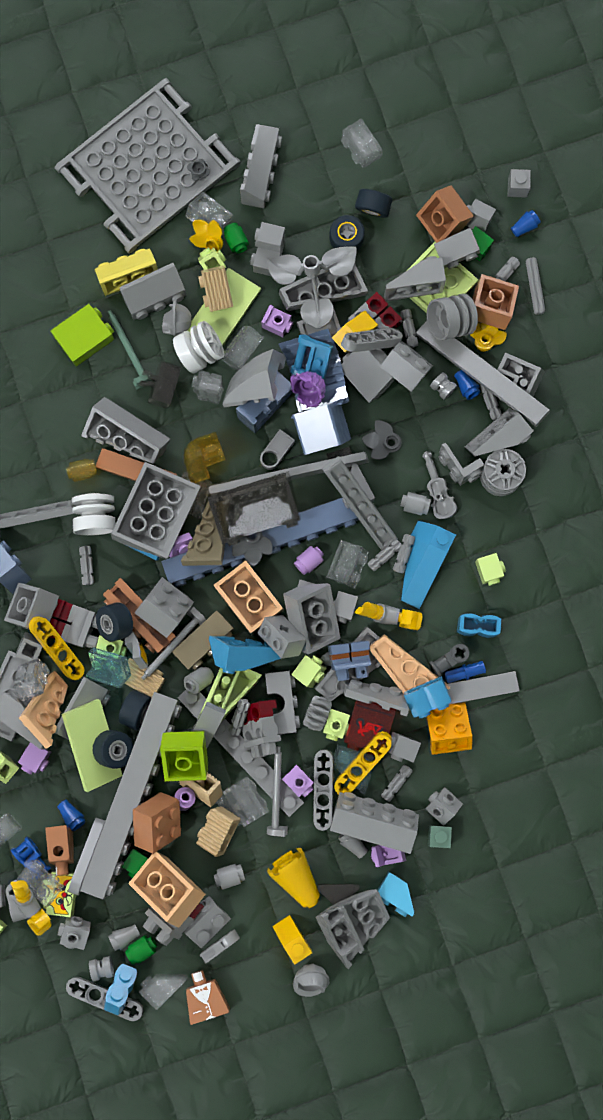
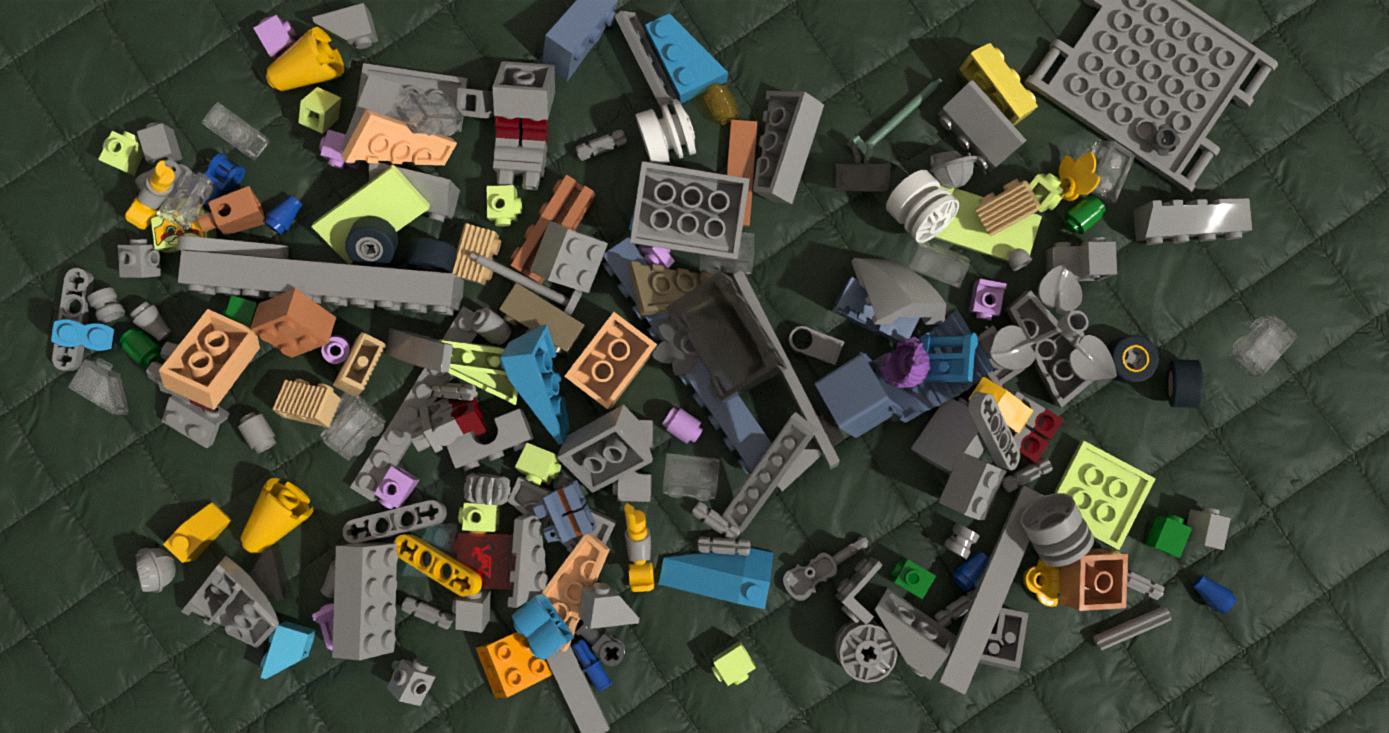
camera: 75 degrees right, 5 degrees up
(41, 488) = (683, 58): none -> dark azure wedge
(56, 648) = (484, 137): yellow beam -> none
(83, 334) = (899, 54): lime brick -> none
(108, 668) = (471, 208): clear light blue bracket -> none
(114, 621) = (532, 199): black wheel -> none
(137, 651) = (511, 236): light grey slope -> none
(184, 756) = (380, 334): lime brick -> none
(202, 453) = (781, 249): clear yellow brick -> none
(205, 999) = (99, 444): nougat torso -> none
(208, 386) = (873, 233): clear brick -> none
(219, 946) = (168, 443): light grey piece -> none
(254, 291) = (1018, 258): none -> light grey hinge
(275, 829) = (329, 473): light grey piece -> none
(282, 636) = (569, 417): light grey brick -> none
(379, 440) = (865, 474): dark grey plate -> none
(415, 503) = (793, 544): light grey brick -> none
(420, 280) = (1097, 477): light grey slope -> none
(425, 648) = (604, 607): none -> light grey slope
(439, 836) = (371, 686): sand green brick -> none
(444, 214) = (1195, 483): nougat brick -> none
(457, 248) = (1153, 512): light grey brick -> none
(460, 427) = (911, 577): none -> green brick
(485, 626) = (656, 674): dark azure brick -> none
(518, 183) = (1269, 571): light grey brick -> none

